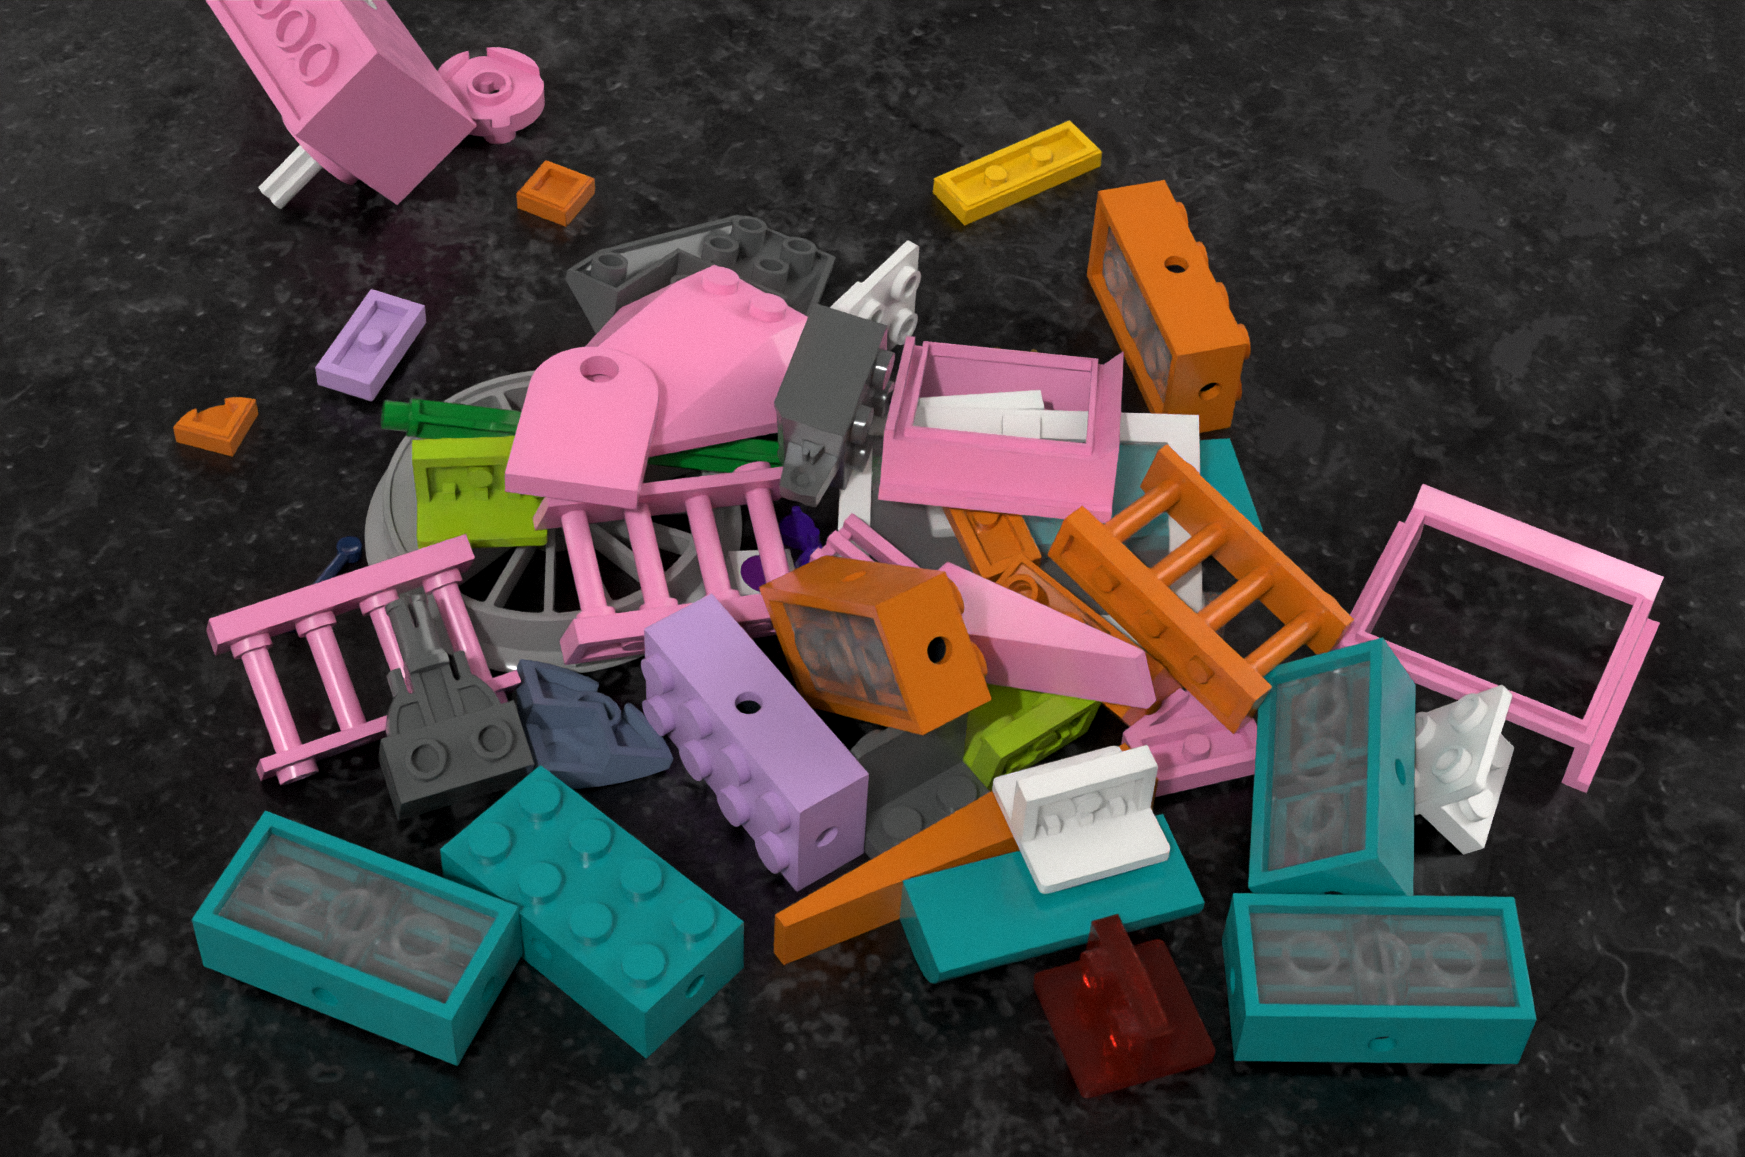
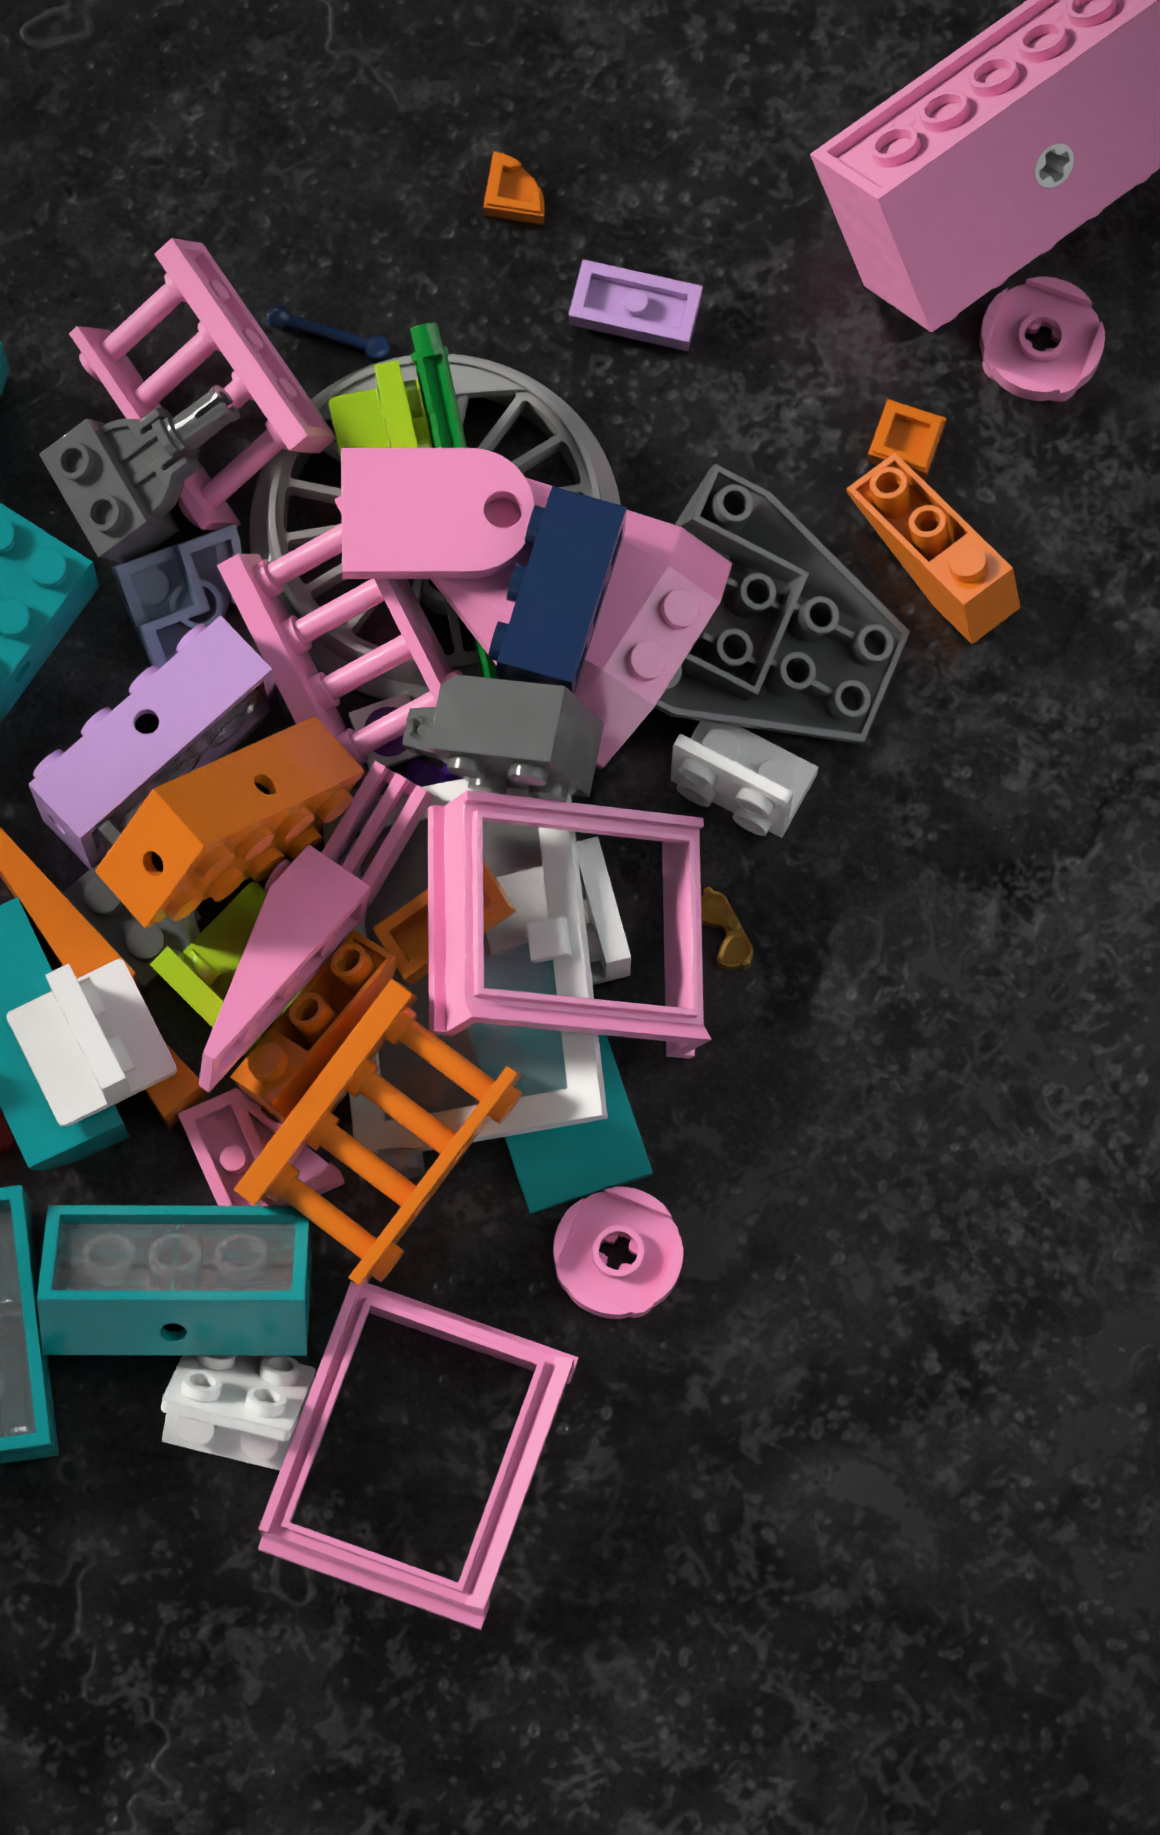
camera: 85 degrees right, 25 degrees up
(674, 171) = (937, 548): none -> orange slope
(699, 333) = (559, 589): none -> dark blue brick
(1017, 172) = (1040, 920): yellow tile -> none
(1166, 305) = (801, 1083): orange brick -> none
(1299, 501) = (631, 1288): none -> bright pink plate

